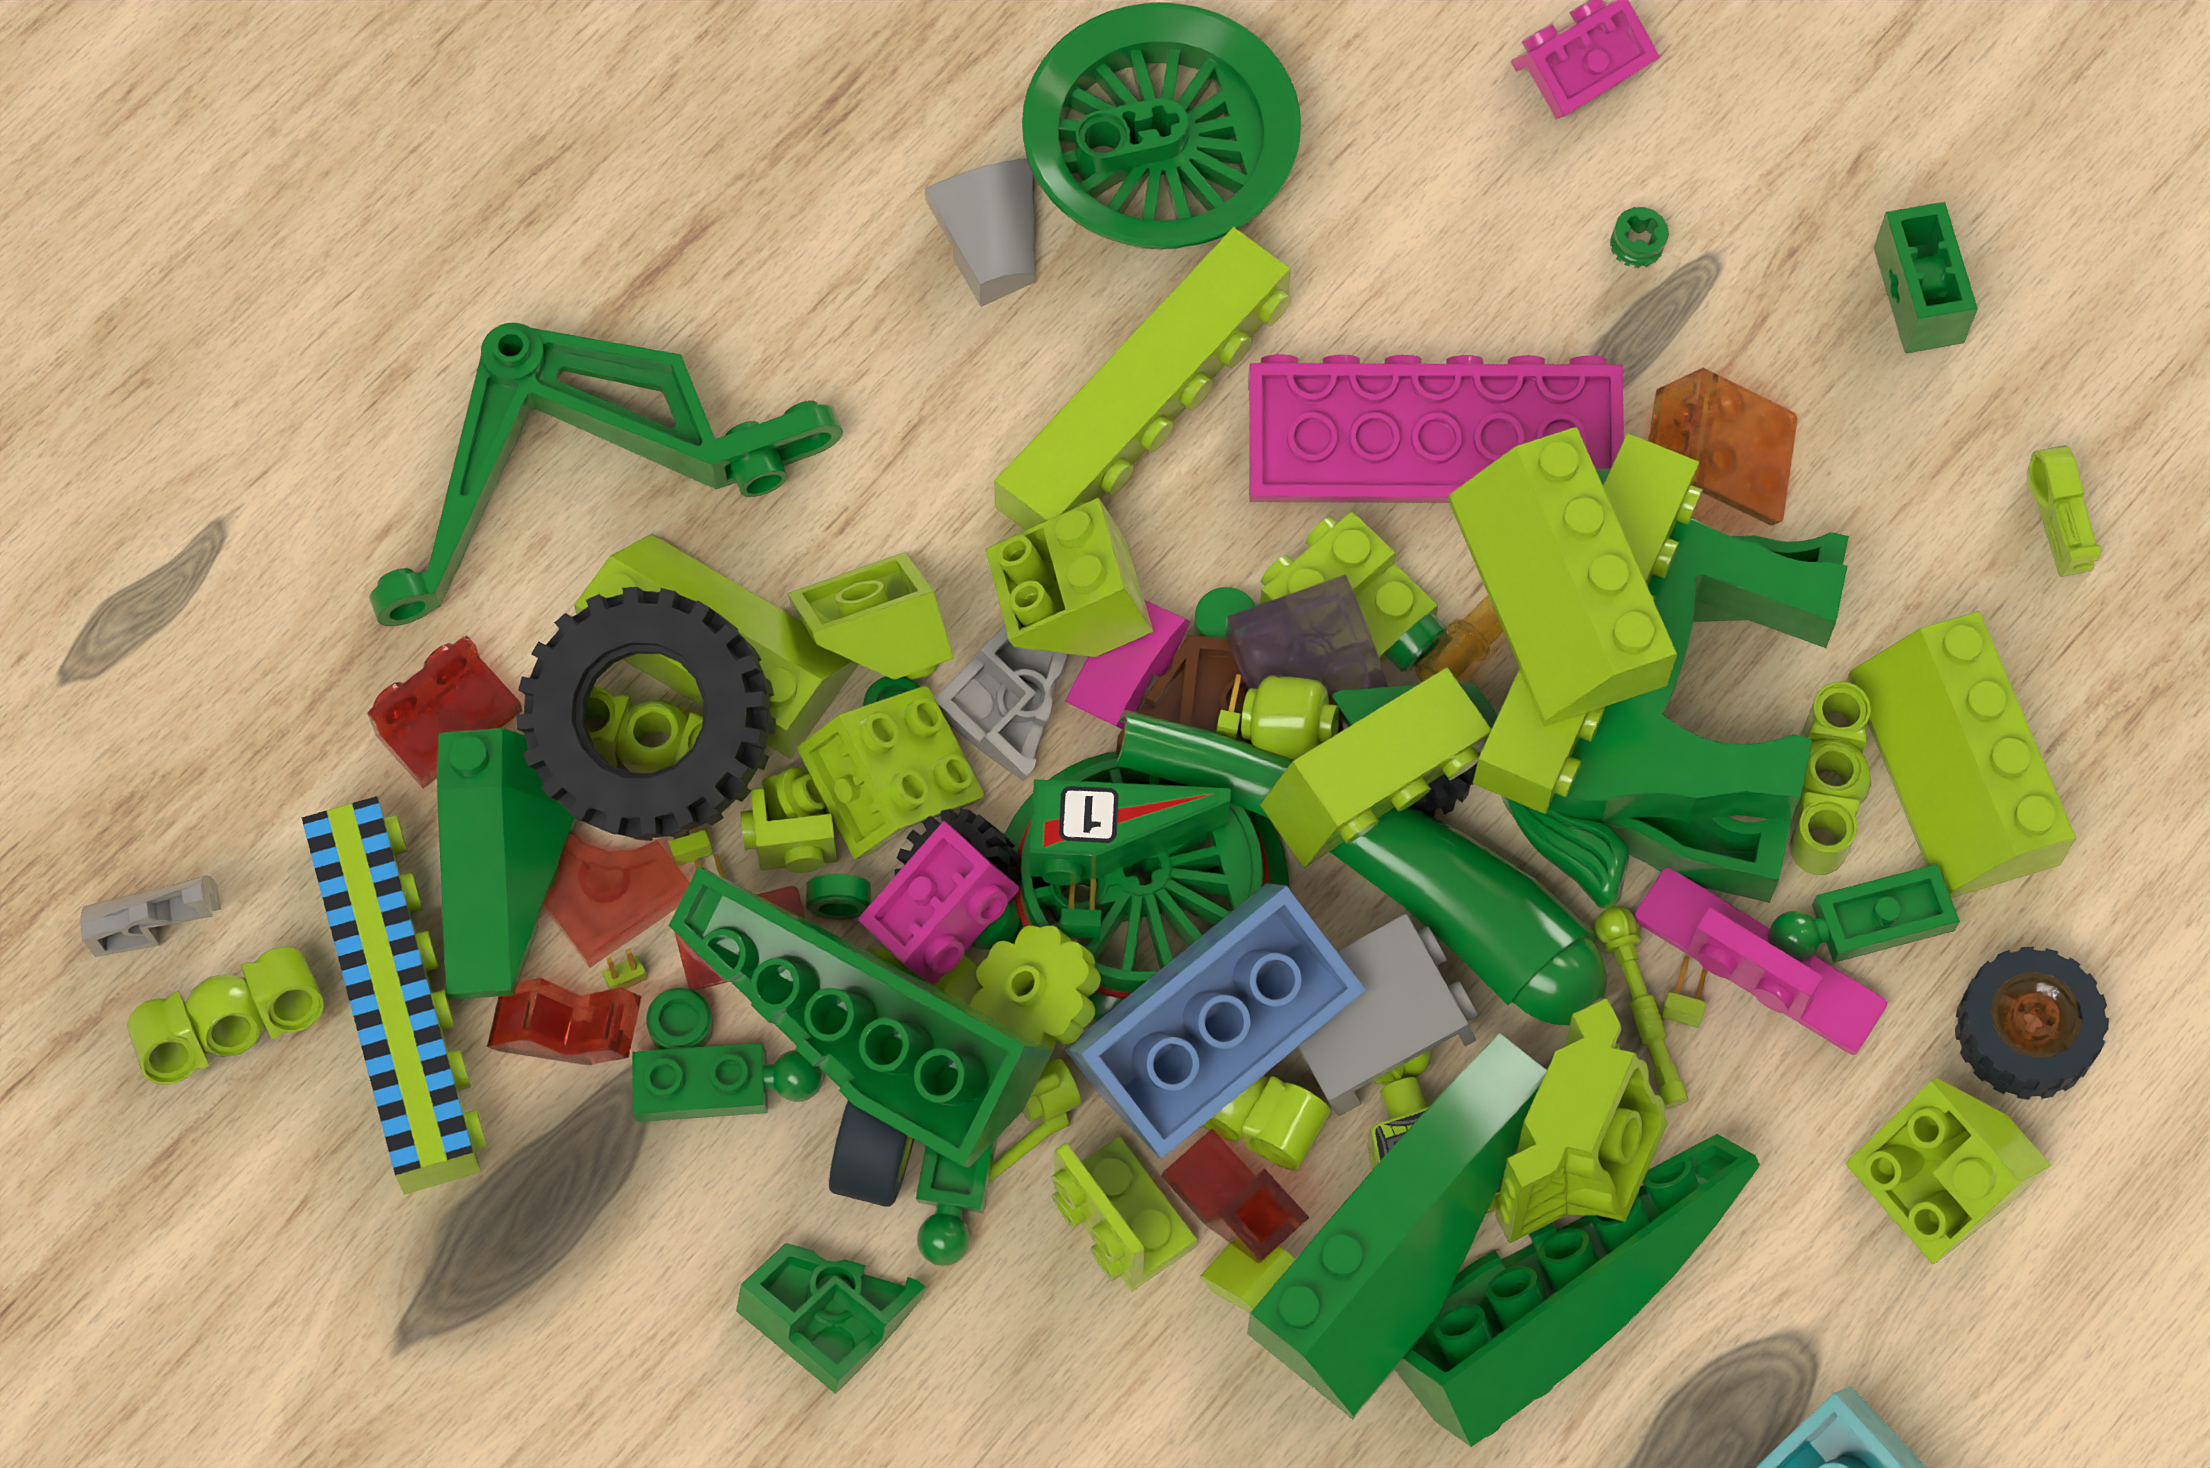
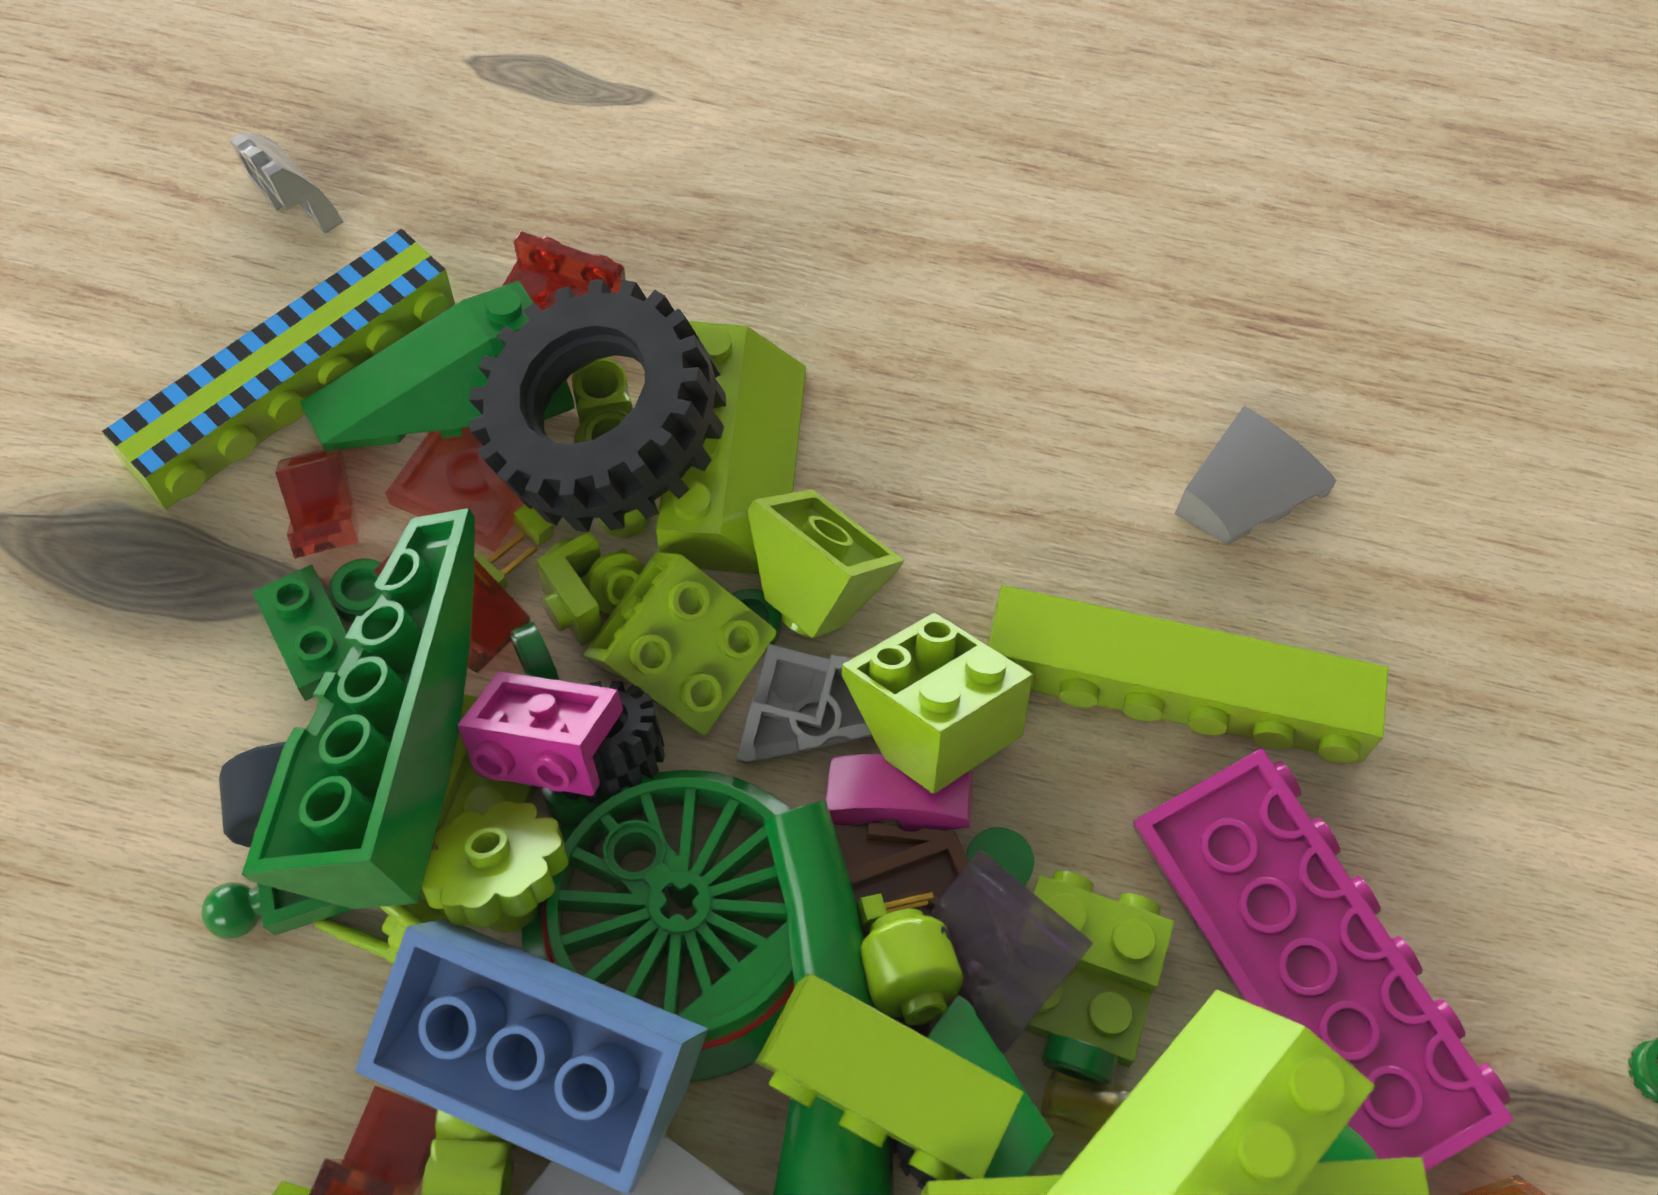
camera: 60 degrees right, 5 degrees down
(224, 1015) = (214, 263): lime piece -> none
(522, 372) = (866, 204): green piece -> none
(625, 973) = (384, 524): lime piece -> none
(825, 1311) = (118, 841): green slope -> none
(1081, 922) = (587, 871): green piece -> none
(1103, 827) = (690, 844): green slope -> none
(1121, 1210) = (299, 1060): lime bracket -> none
(1251, 94) = (1434, 569): green piece -> none

